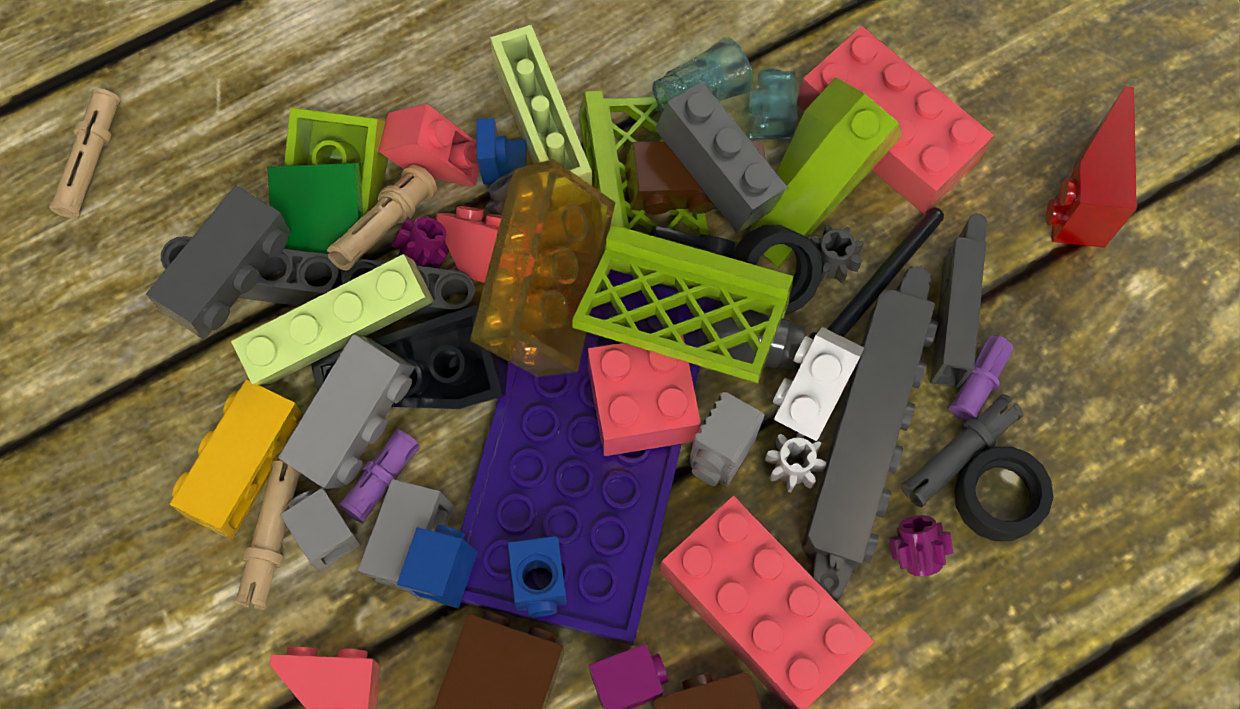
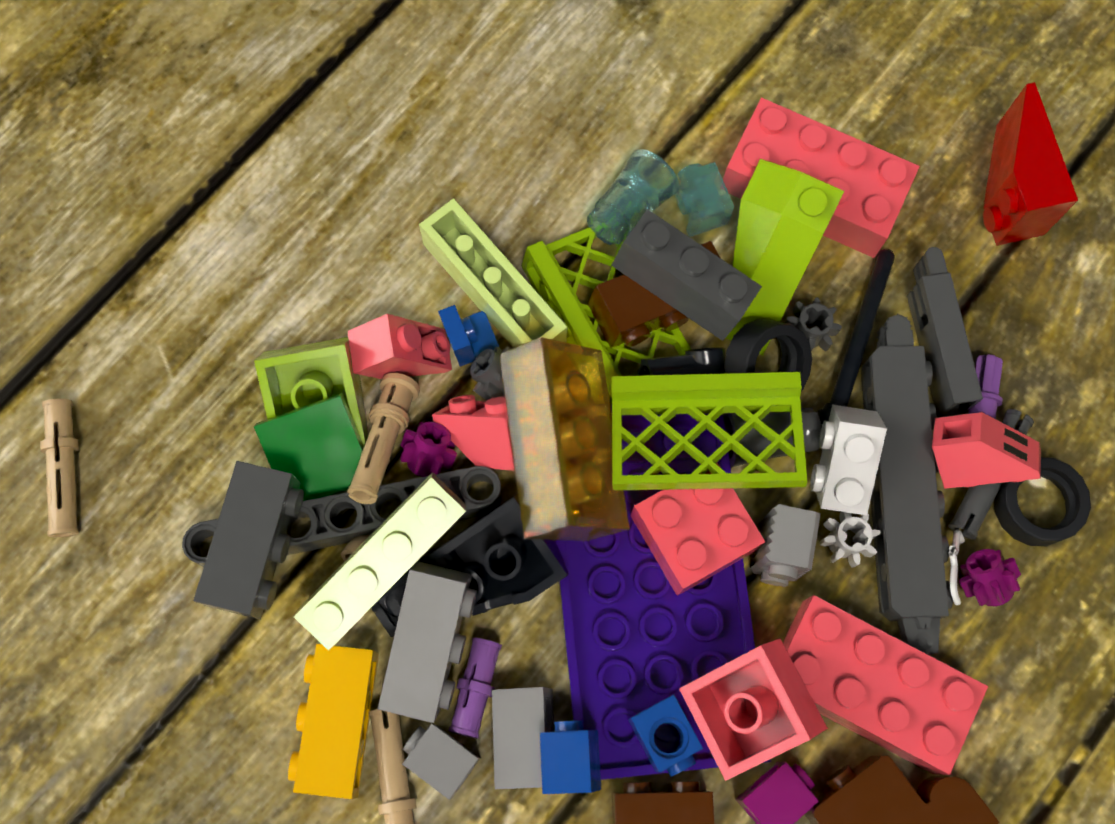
camera: 20 degrees left, 5 degrees up
(628, 574) = (753, 709): none -> coral brick
(889, 509) = (953, 551): none -> white piece
(953, 417) = (983, 451): none -> coral slope

